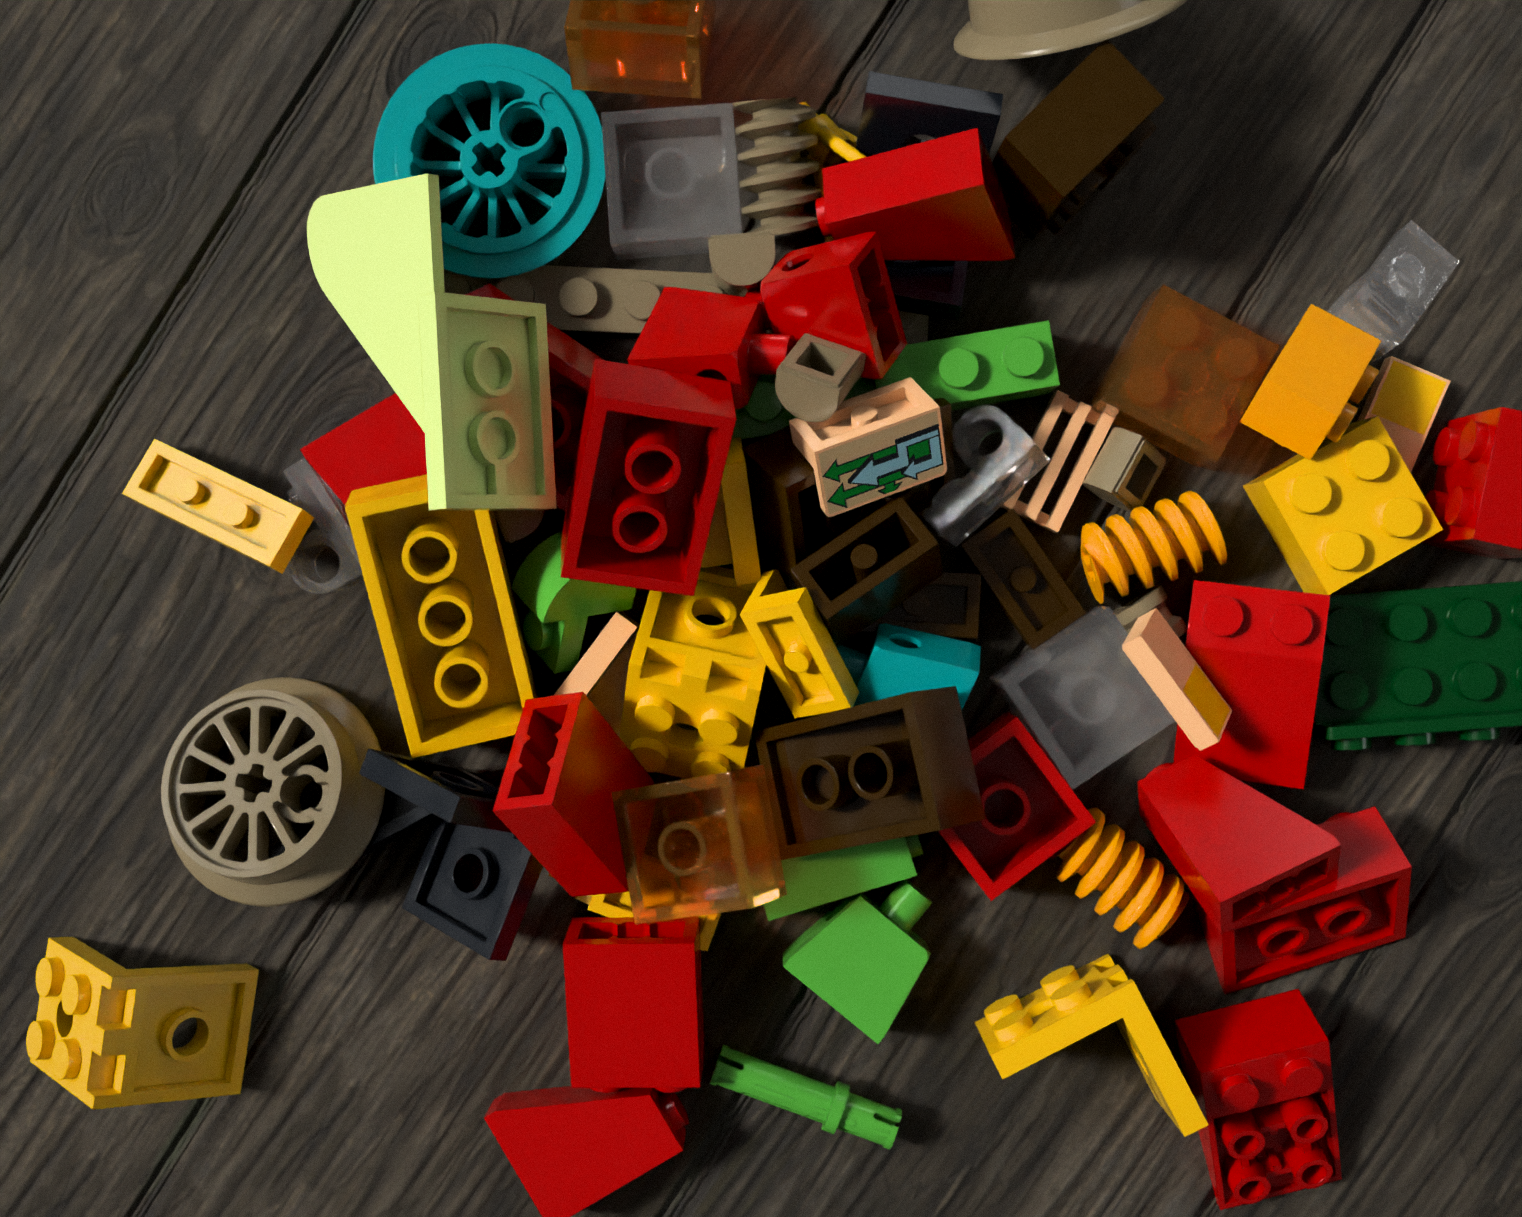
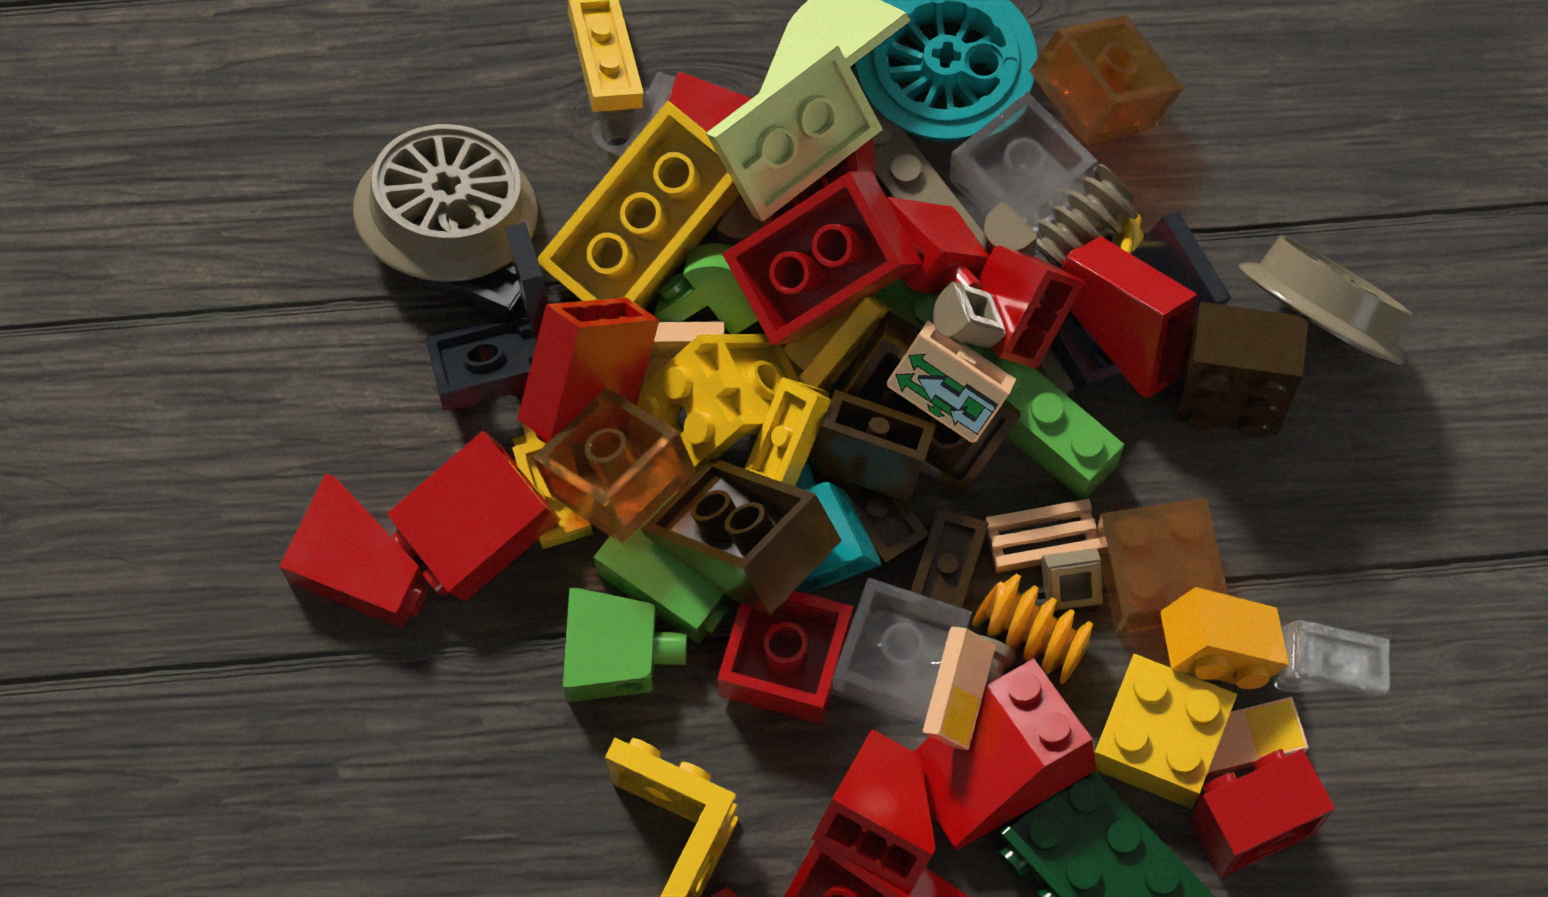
camera: 60 degrees right, 20 degrees down
(112, 1027) = (230, 209): yellow bracket -> none
(807, 1097) = (493, 701): bright green pin -> none
(994, 477) = (1004, 491): clear plate -> none
(1123, 880) = (793, 773): light orange piece -> none

